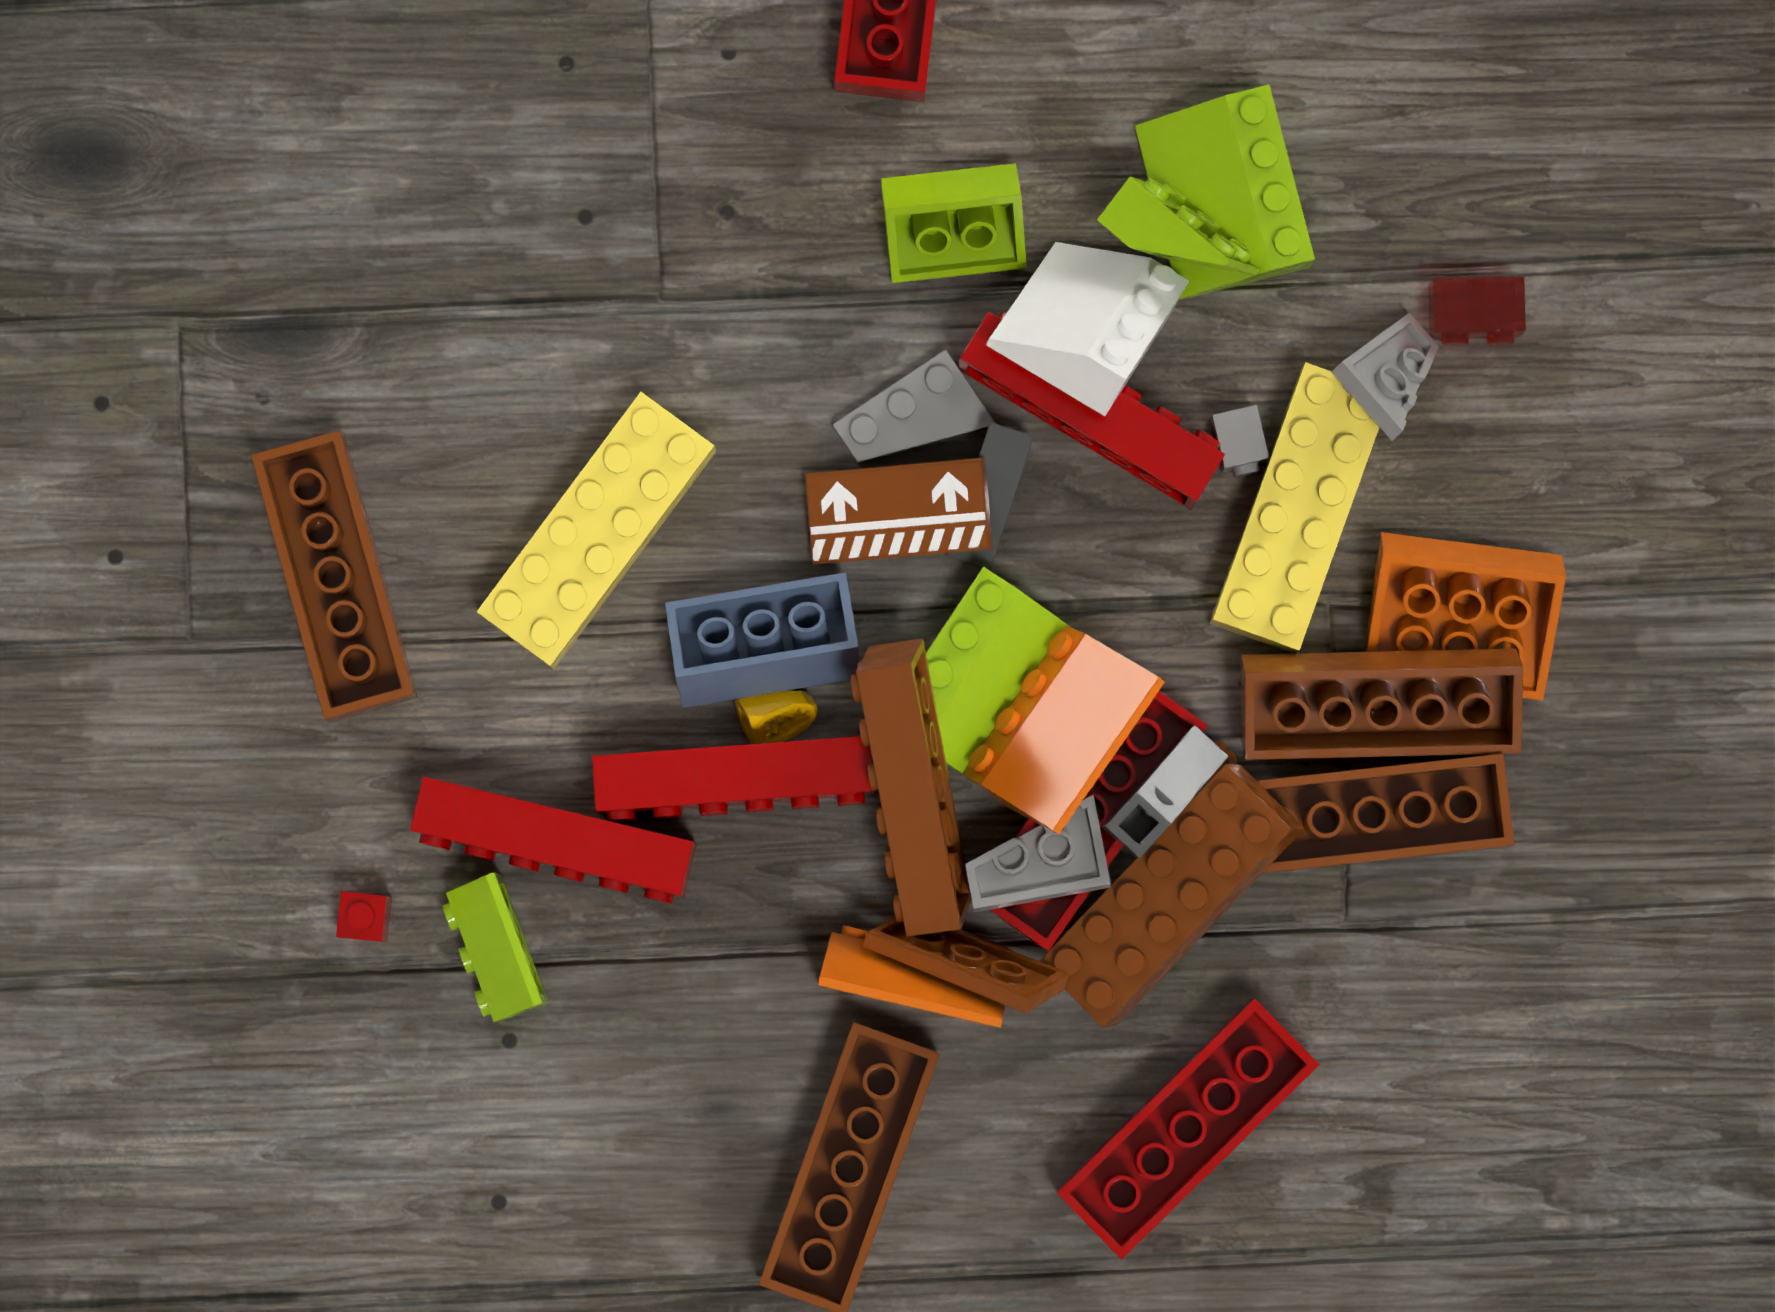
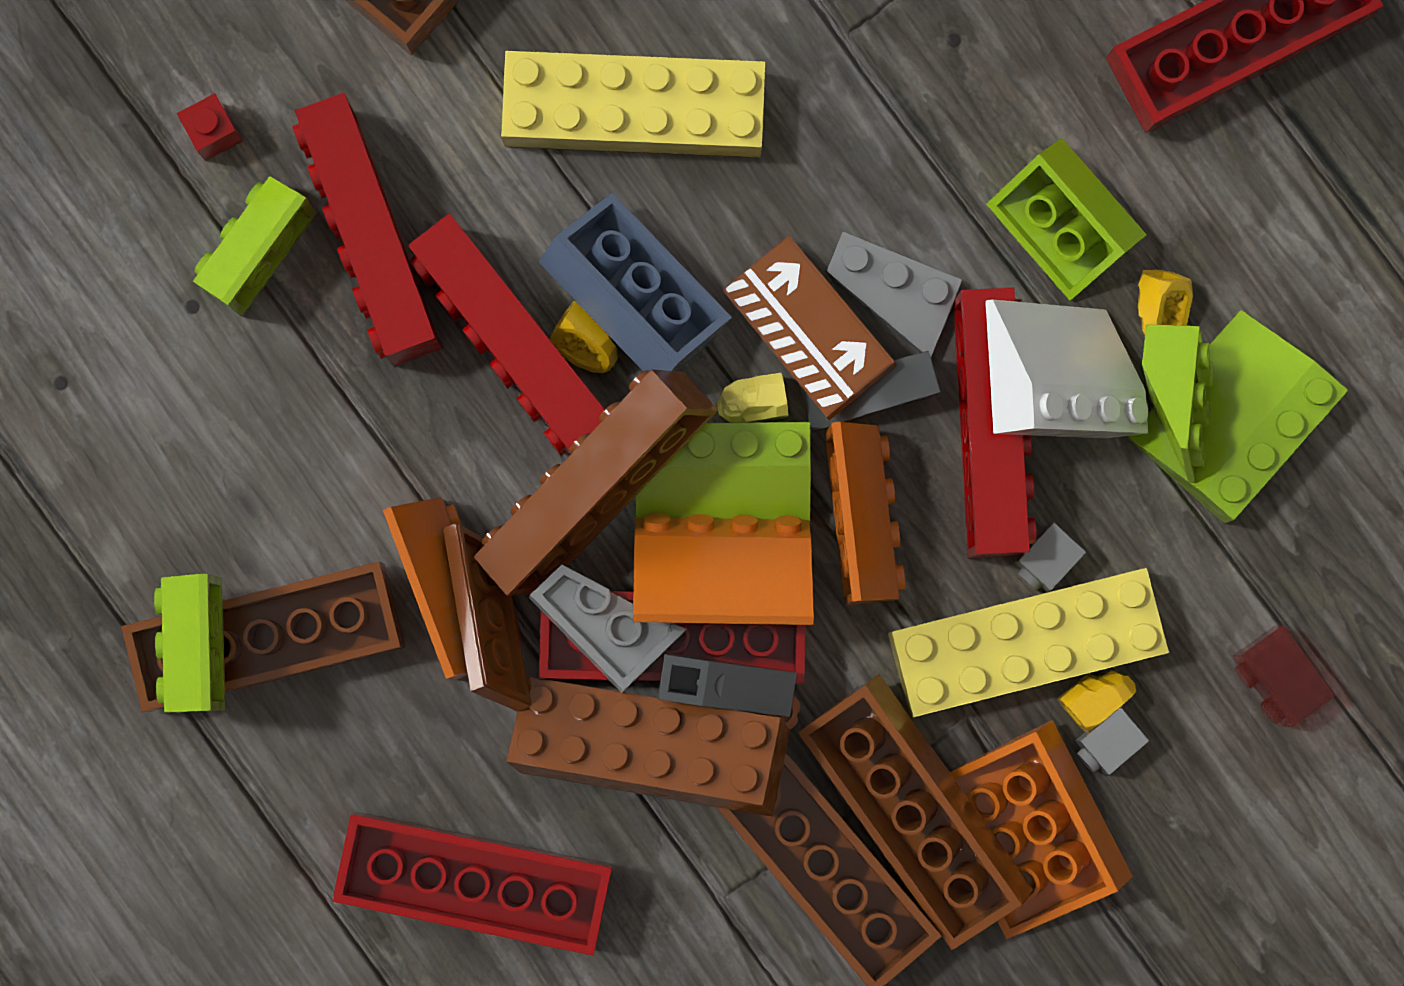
camera: 50 degrees right, 0 degrees up
(818, 1232) = (190, 643): none -> lime slope
(928, 601) = (754, 400): none -> light yellow rock
(1082, 186) = (1164, 298): none -> yellow rock
(1094, 576) = (862, 513): none -> orange slope
(1388, 373) = (1183, 639): light grey wing -> none
(1388, 481) = (1096, 698): none -> yellow rock
(1433, 495) = (1110, 743): none -> light grey brick

